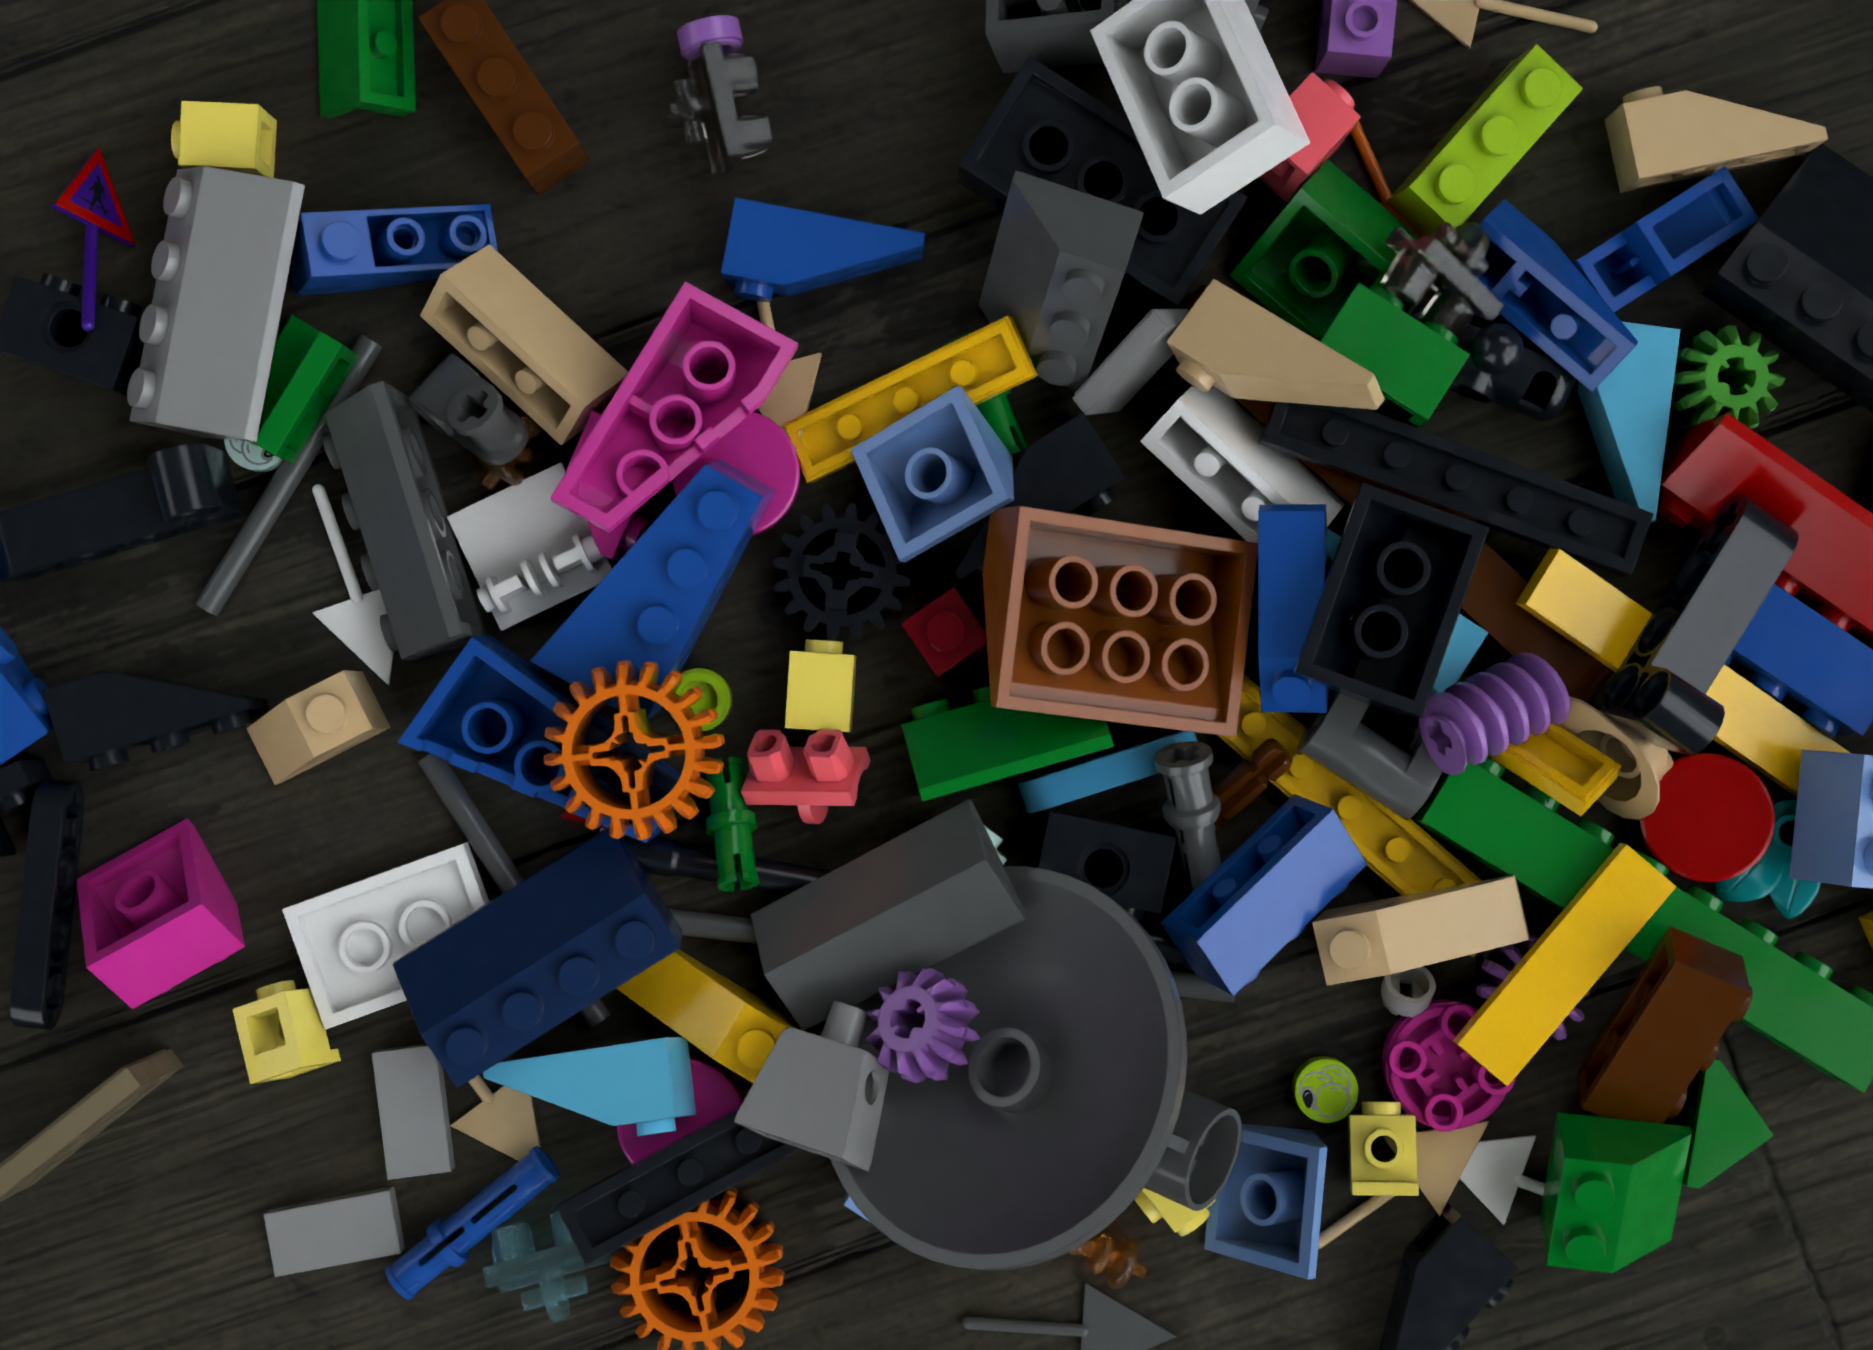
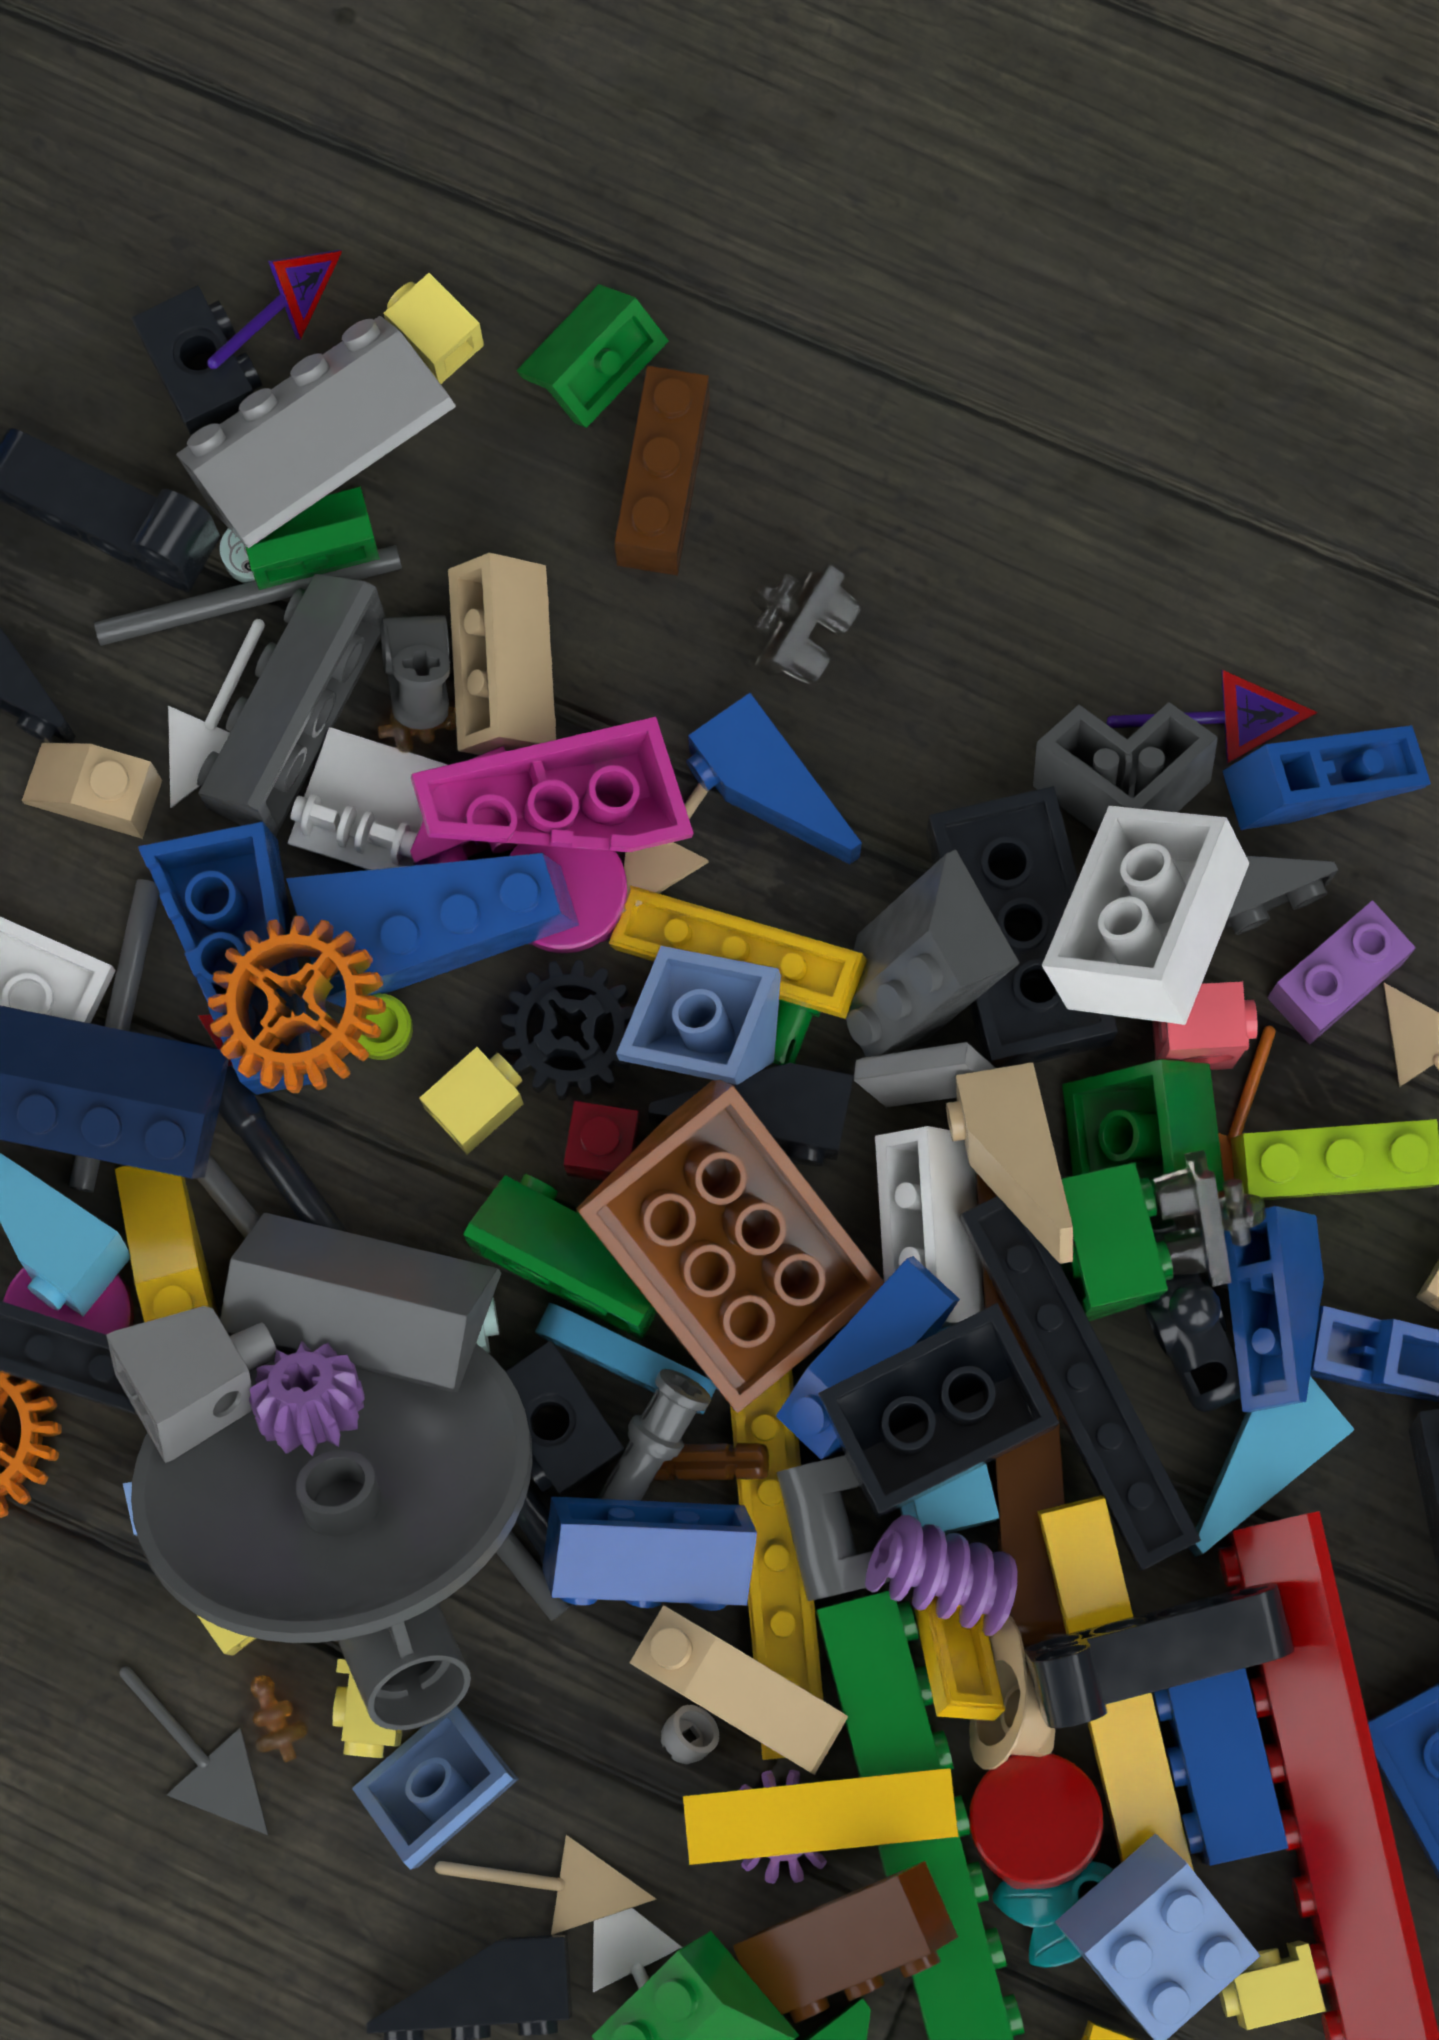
camera: 45 degrees right, 10 degrees down
(384, 246) = (472, 500): blue slope -> none
(708, 30) = (857, 570): medium lavender tile -> none
(732, 828) = (313, 1133): green pin -> none
(805, 777) = (402, 1153): coral hips -> none
(1324, 1089) = (557, 1753): lime tile -> none
(1379, 1177) = (547, 1860): light yellow brick -> none
(1436, 1075) = (647, 1827): dark pink tile -> none
(1737, 361) = (1382, 1507): bright green gear -> none

